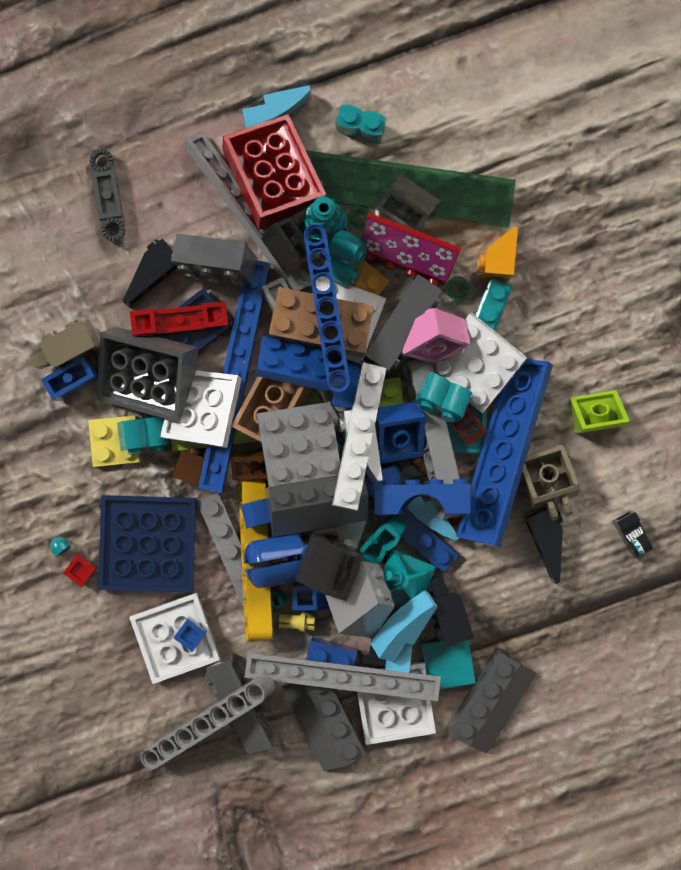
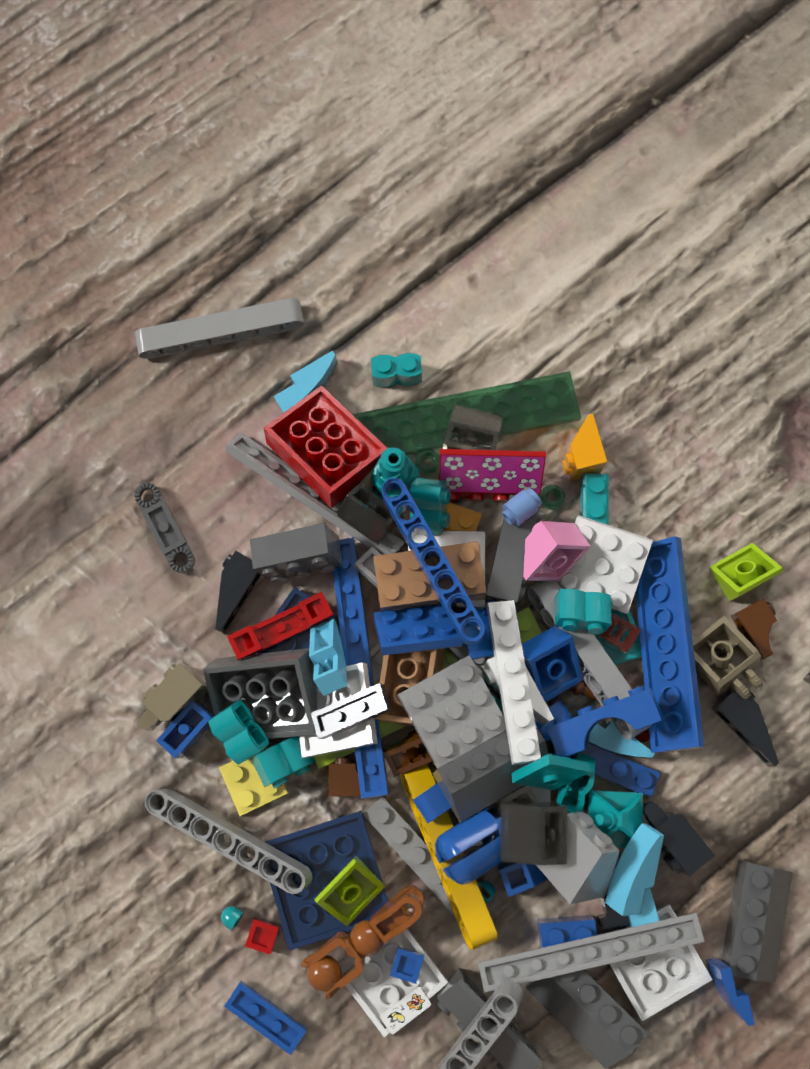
camera: 15 degrees left, 10 degrees down
(61, 635) = (265, 1017): none -> blue plate
(86, 485) = (240, 840): none -> light grey beam
(113, 397) = (238, 732): none -> teal brick
(162, 603) = (364, 941): none -> dark orange piece
(163, 560) = (350, 891): none -> lime slope
(177, 669) = (405, 1010): none -> white sticker
(210, 360) = (328, 657): none -> medium azure slope
(213, 413) = (351, 711): none -> plate
(215, 27) = (219, 328): none -> light grey beam
(300, 622) = (516, 908): light yellow pin -> none
(362, 523) = (550, 772): none -> teal plate
(422, 289) = (521, 507): none -> medium blue brick
(446, 748) = (733, 996): none -> blue slope
(449, 662) = (695, 894): teal tile -> none
(587, 461) = (755, 624): none -> reddish brown arch

